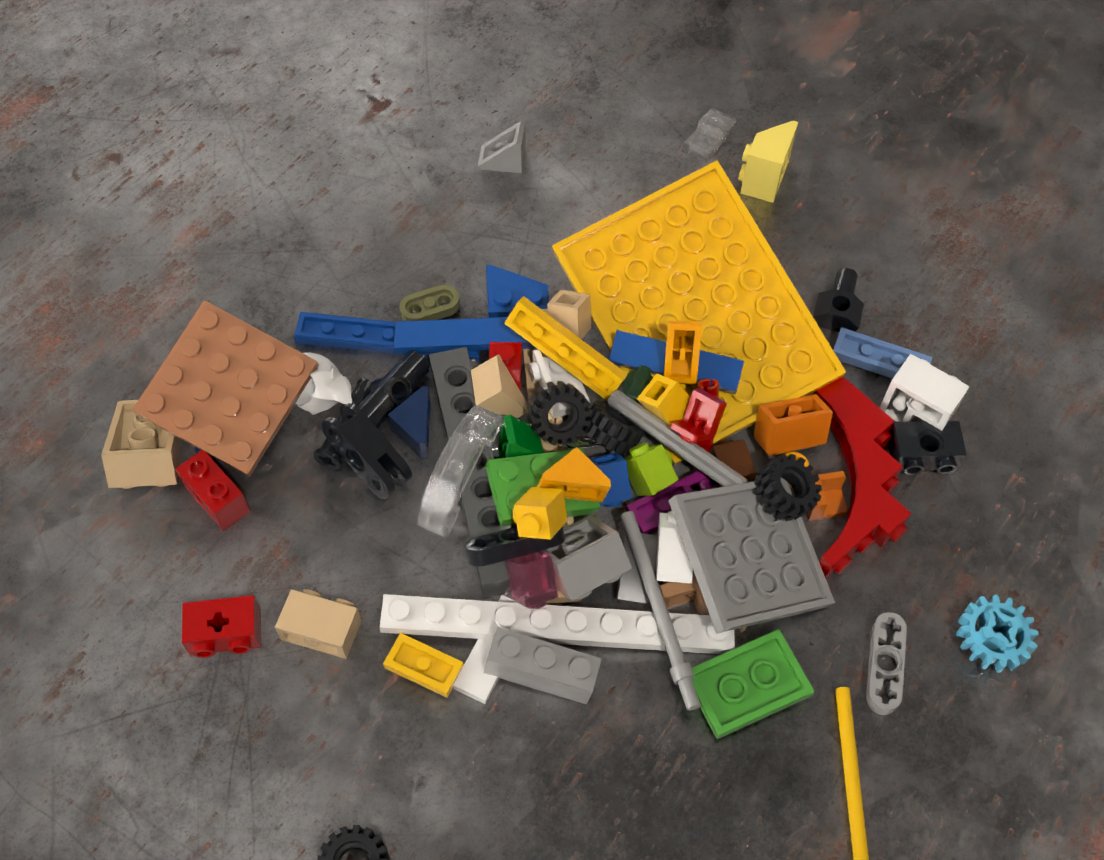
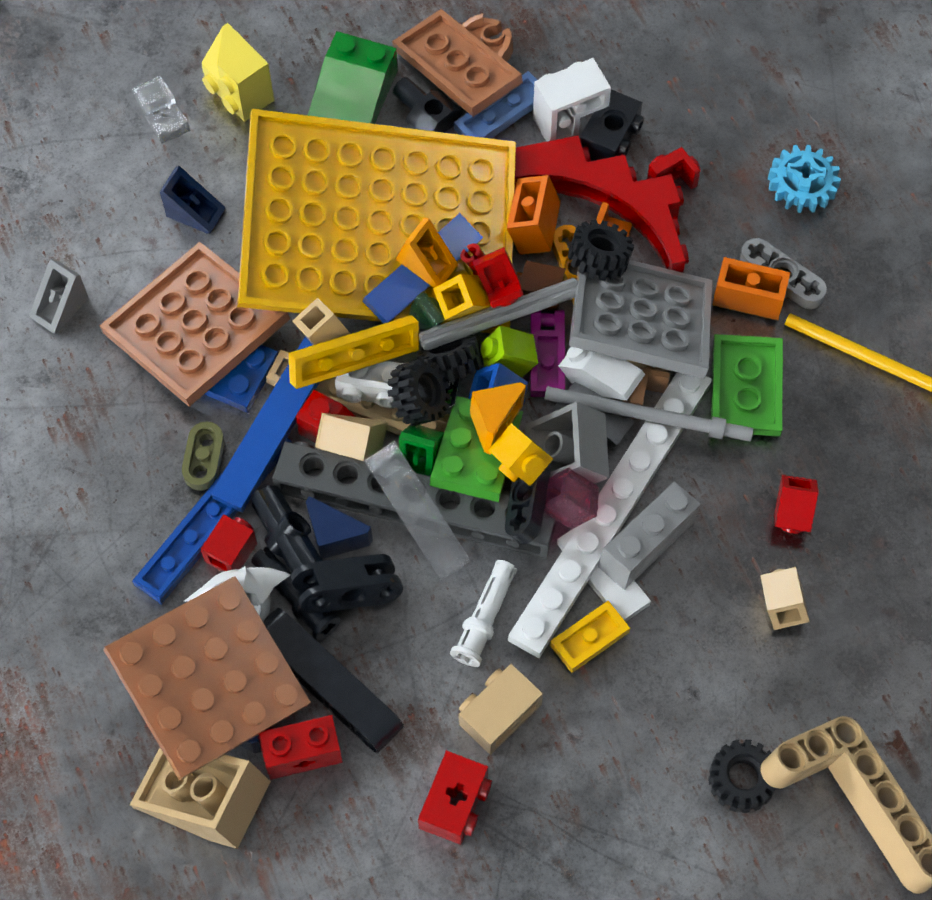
camera: 60 degrees left, 5 degrees up
(281, 484) = (333, 683): none -> black beam
(362, 357) = (229, 544): none -> red brick
(386, 571) = (479, 626): none -> white pin
(518, 237) = (190, 326): none -> nougat plate
(546, 816) = (784, 598): none -> tan brick
(638, 179) = (190, 202): none -> dark blue slope
(648, 781) = (796, 504): none -> red brick
(822, 242) = (354, 79): none -> slope
(844, 637) = (751, 288): none -> orange brick
(906, 304) = (462, 58): none -> nougat plate
(925, 515) = (678, 164): none -> red bracket

